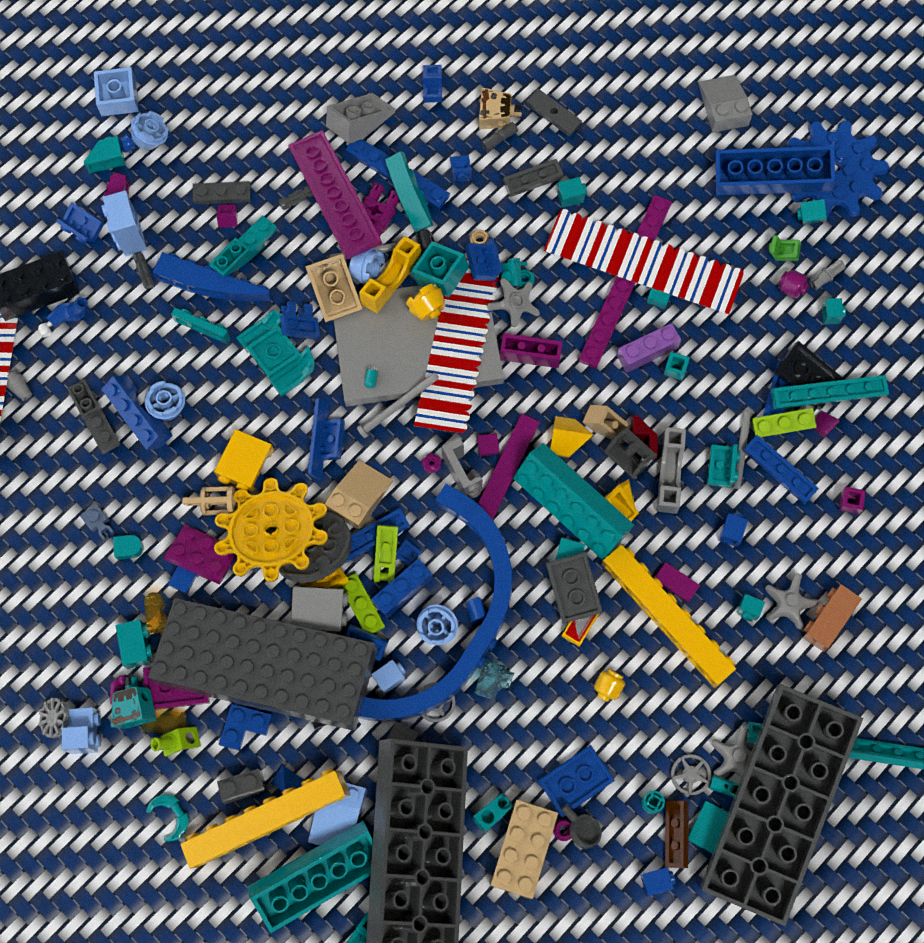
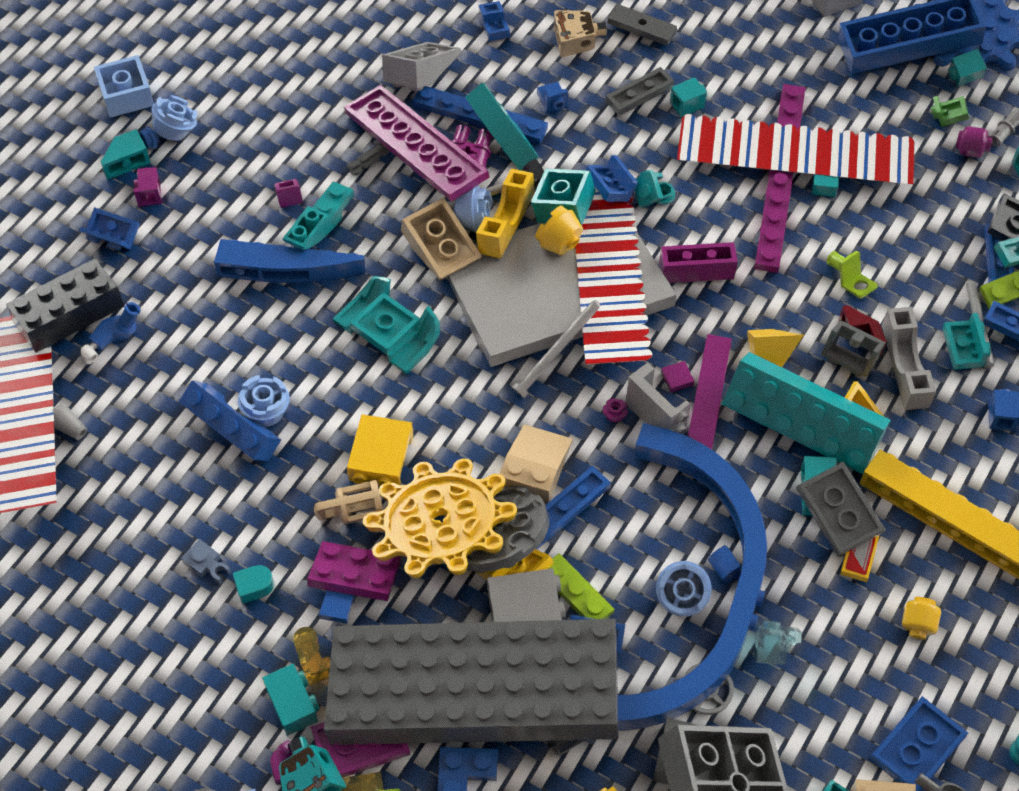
camera: 15 degrees left, 15 degrees down
(93, 416) = (174, 438): dark grey slope -> none
(123, 223) = (167, 213): light blue brick -> none
(143, 270) = (199, 267): dark grey axle -> none
(201, 325) = (286, 311): teal plate -> none
(221, 192) = (275, 170): dark grey plate -> none
(299, 326) = (408, 285): blue plate -> none
(325, 440) = (478, 407): blue bracket -> none
(371, 377) = (515, 324): teal piece -> none
(386, 552) = (591, 520): lime plate -> none
(389, 676) = (638, 667): light blue brick -> none
(402, 588) = (624, 558): blue brick -> none
(408, 553) = (616, 519): blue tile -> none
(479, 234) = (597, 158): tan plate -> none
(500, 136) = (587, 58): dark grey piece -> none
(515, 302) = (661, 217): light grey animal -> none
(604, 421) = (810, 320): tan slope -> none
(649, 348) = (833, 235): medium lavender brick -> none
(652, 384) = (851, 273): none -> lime bracket
(677, 582) = (961, 482): magenta tile -> none
(679, 361) = (873, 248): teal plate -> none

